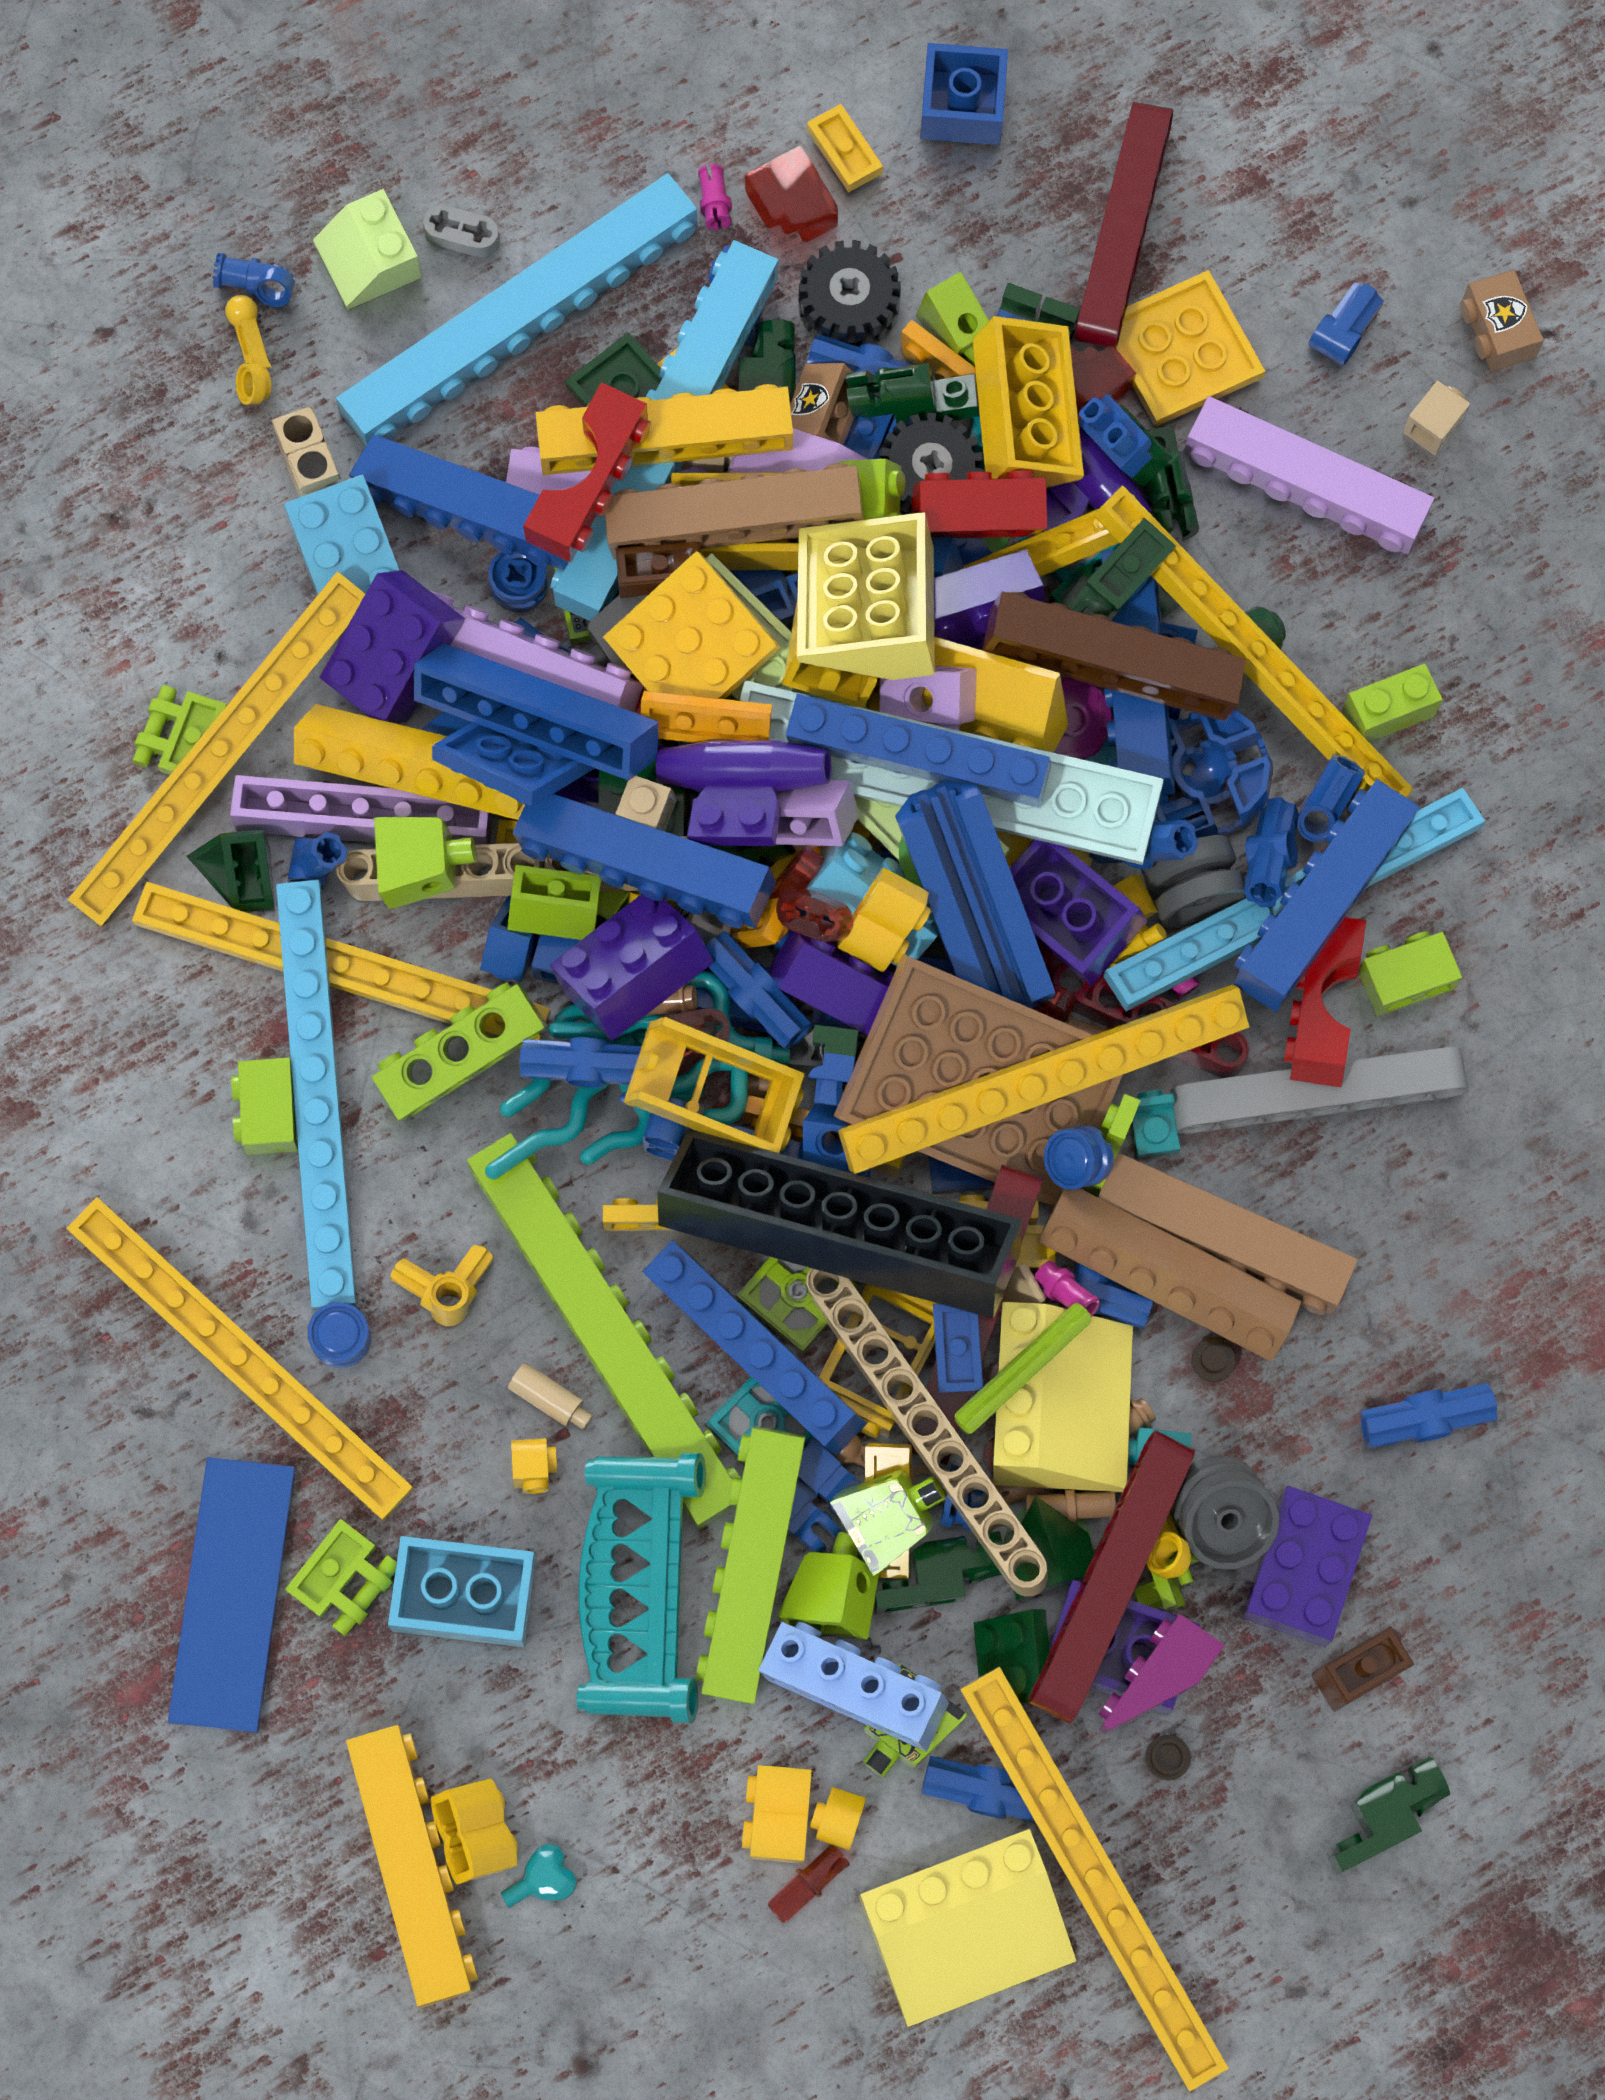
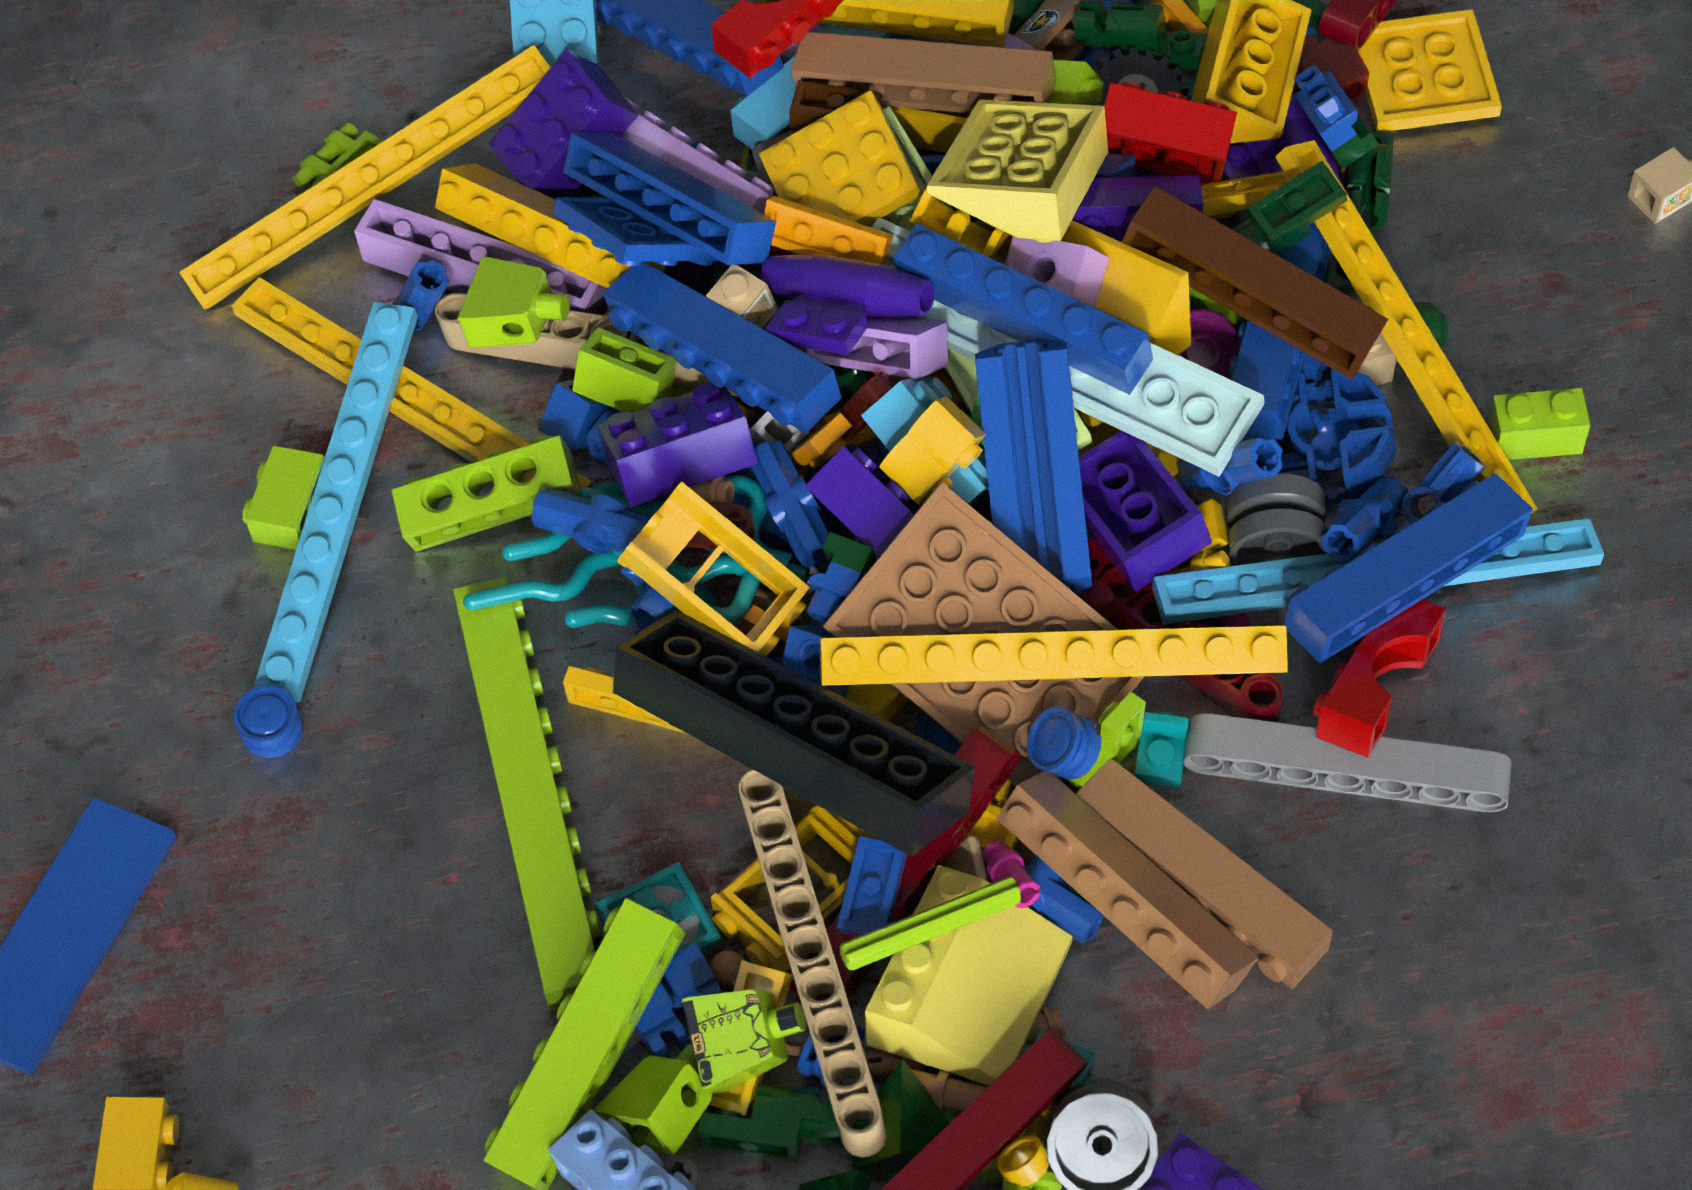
camera: 25 degrees right, 15 degrees down
(238, 868) = (349, 284): dark green slope -> none
(240, 1359) = (167, 722): yellow plate -> none
(332, 1569) = (168, 936): lime plate -> none
(457, 1283) = (383, 702): yellow axle -> none
(462, 1591) = (284, 990): medium azure brick -> none
(517, 582) = (708, 114): blue wheel -> none
(531, 1464) = (405, 894): yellow plate -> none
(549, 1397) = (449, 836): tan cylinder -> none
(651, 1683) = (437, 1138): teal piece -> none
(754, 1347) = (668, 839): blue brick -> none
(783, 1301) = (717, 812): lime piece -> none
(816, 907) = (862, 434): clear red beam -> none
(1213, 1360) = (1147, 994): dark brown plate -> none
(1307, 476) = (1518, 205): lavender brick -> none
(1342, 331) = (1590, 92): blue piece -> none
(1409, 972) = (1479, 676): lime brick -> none
(1428, 1416) = (1363, 1115): blue piece -> none

